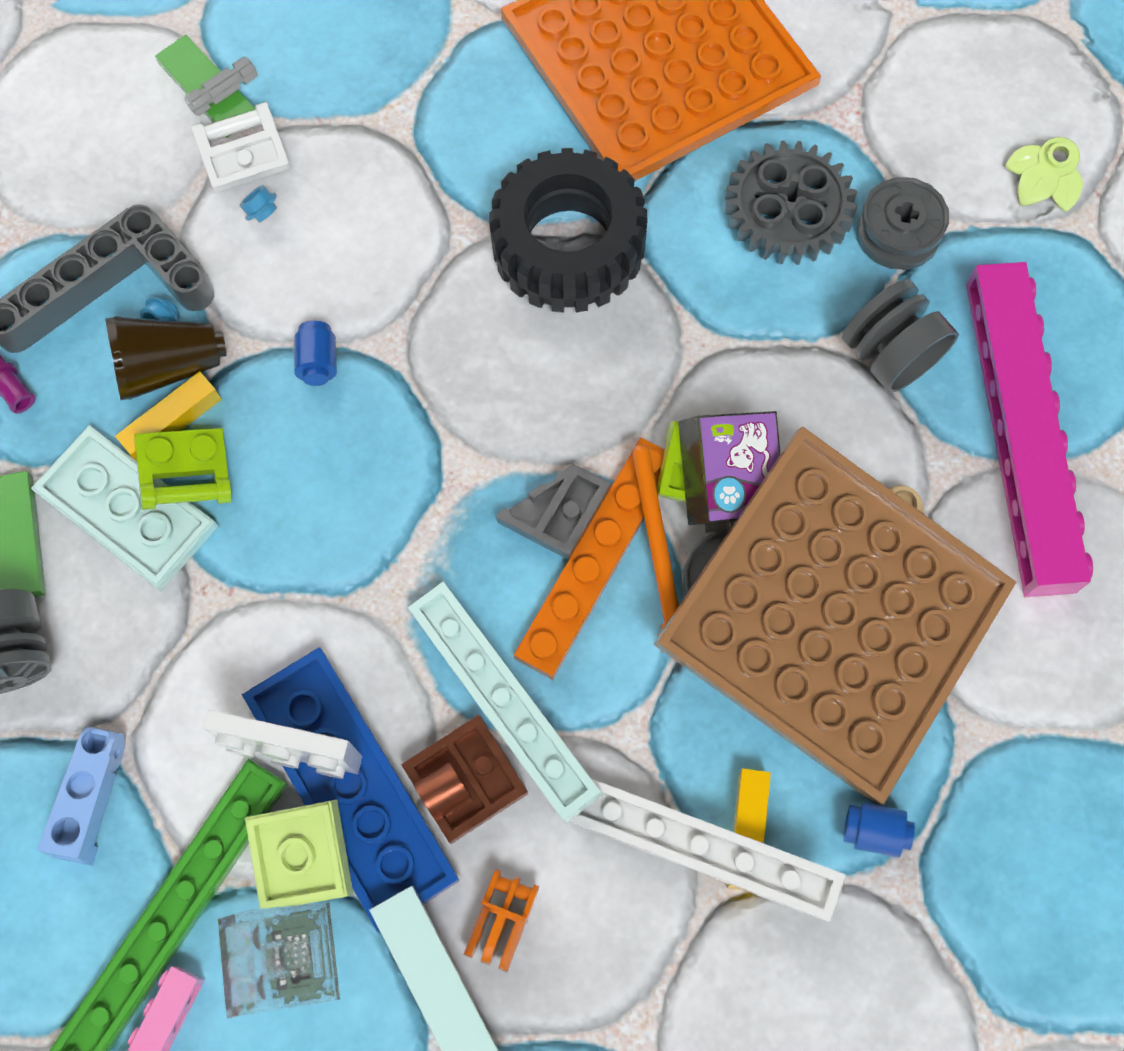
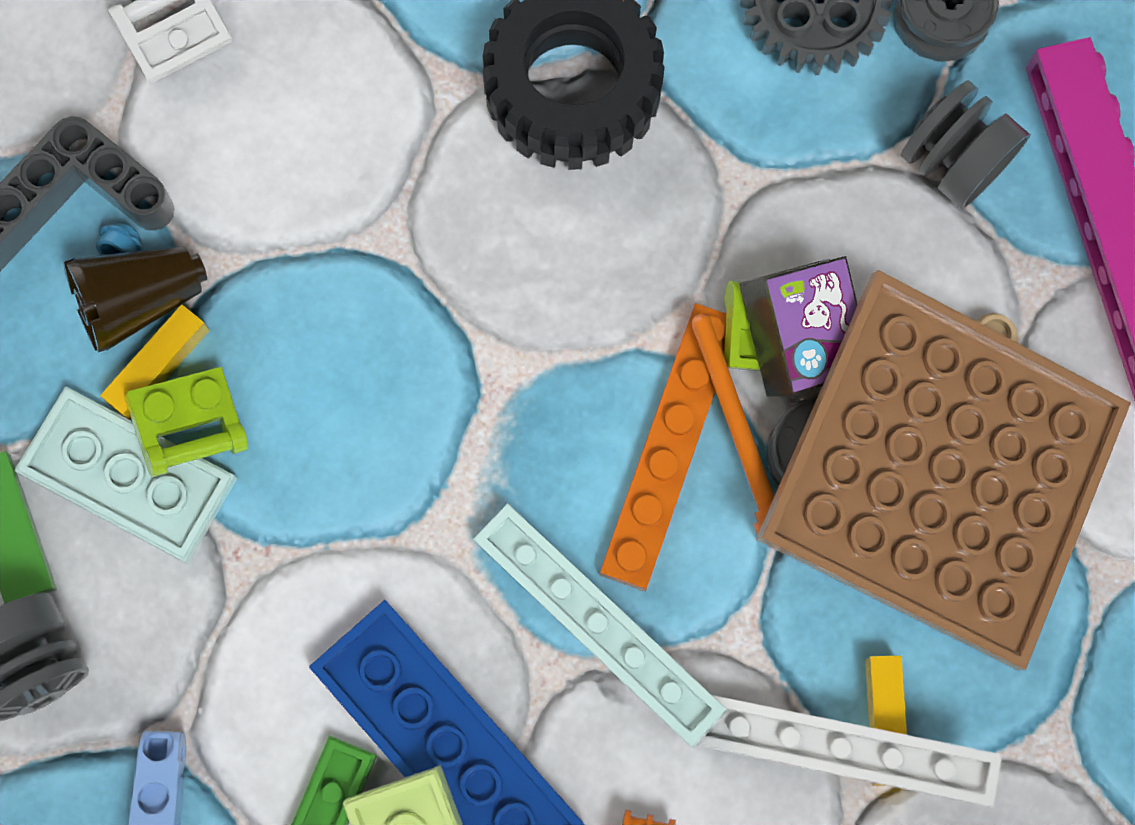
camera: 15 degrees left, 5 degrees up
(259, 204) = (206, 92): dark azure plate -> none
(282, 744) = (373, 718): white plate -> none
(315, 353) = (308, 261): blue brick -> none
(464, 779) = (572, 718): copper plate -> none
(558, 511) = (619, 402): flat silver wing -> none
(878, 829) = (1024, 697): blue brick -> none

